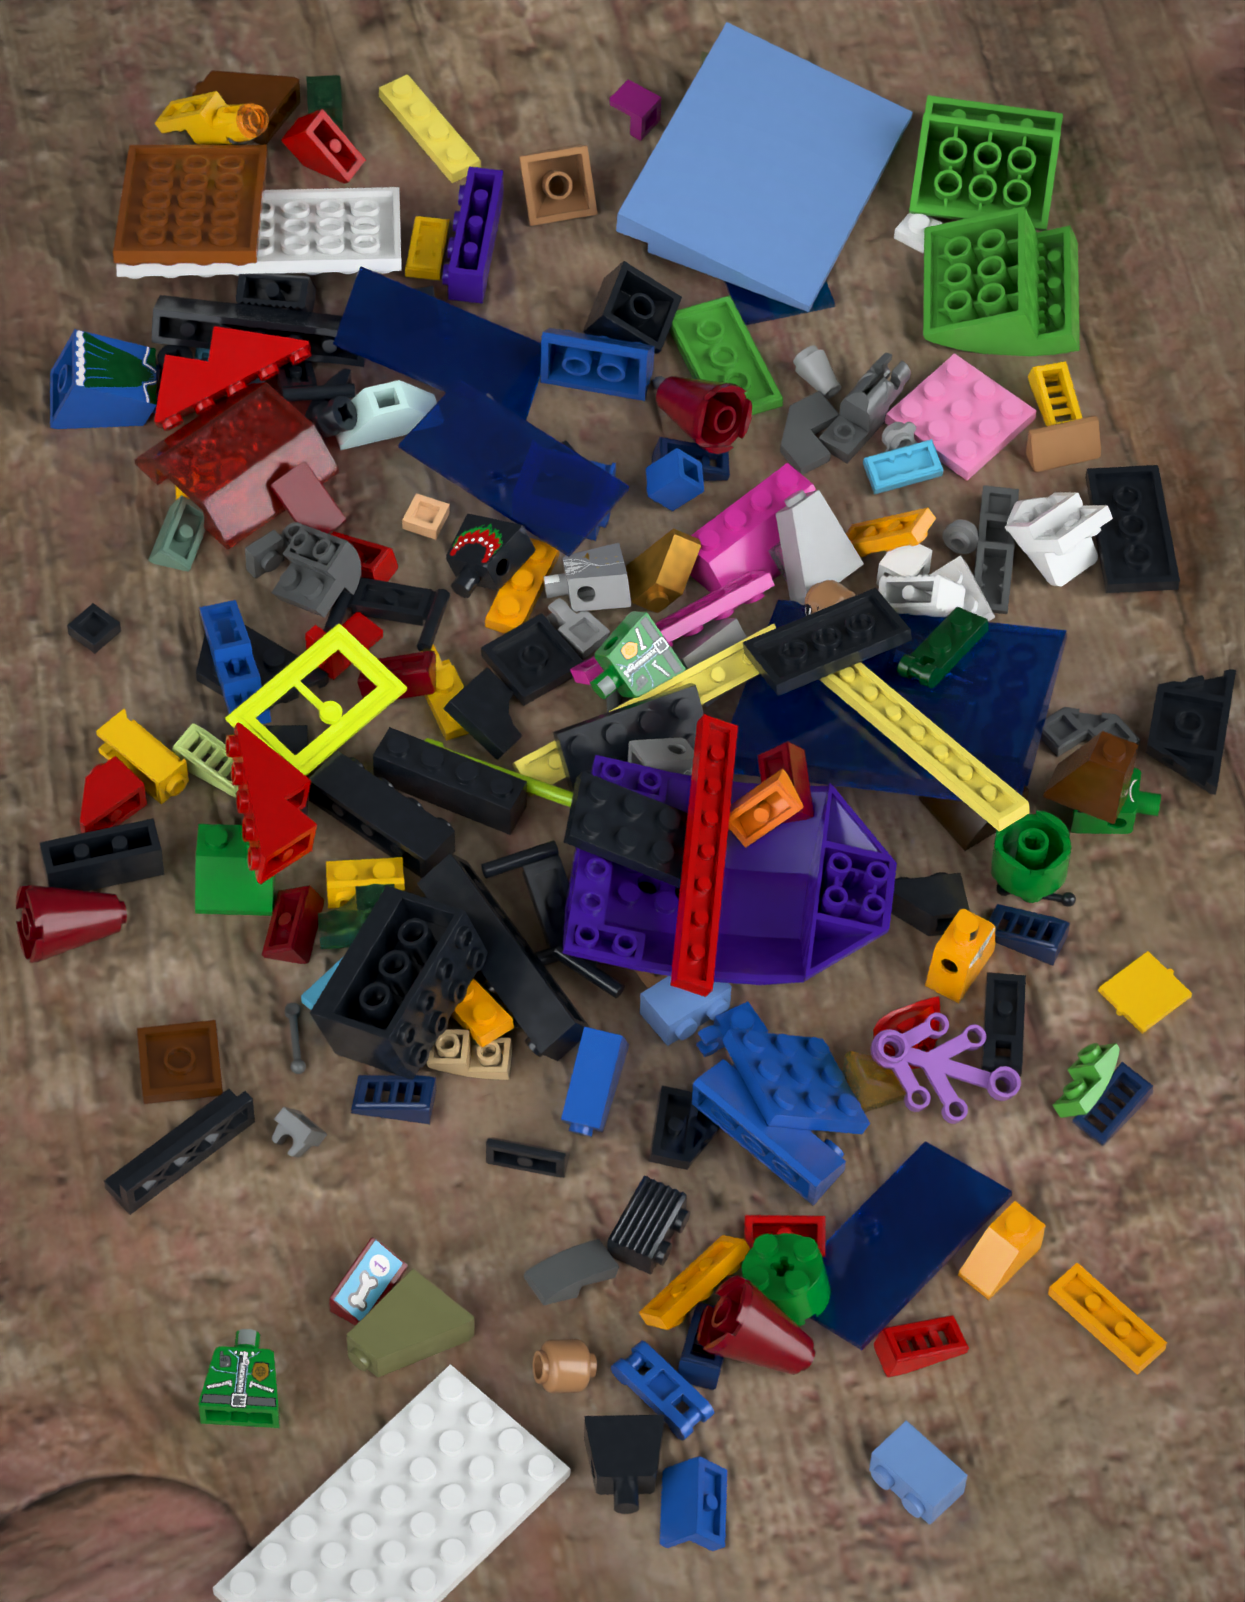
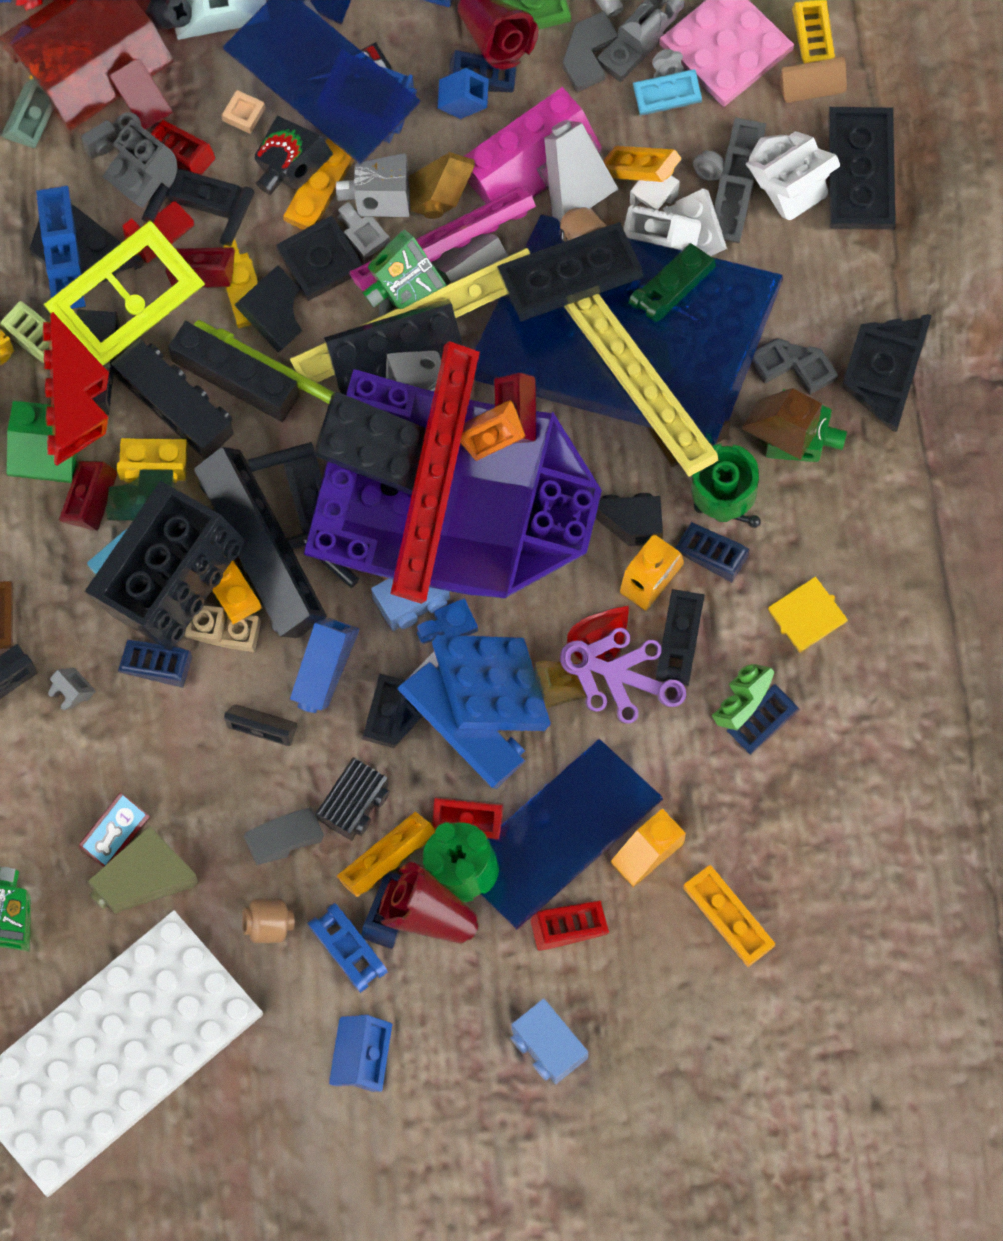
camera: 10 degrees right, 15 degrees up
(292, 1012) = (79, 575): dark grey hinge -> none
(624, 1456) = (308, 1006): black torso -> none

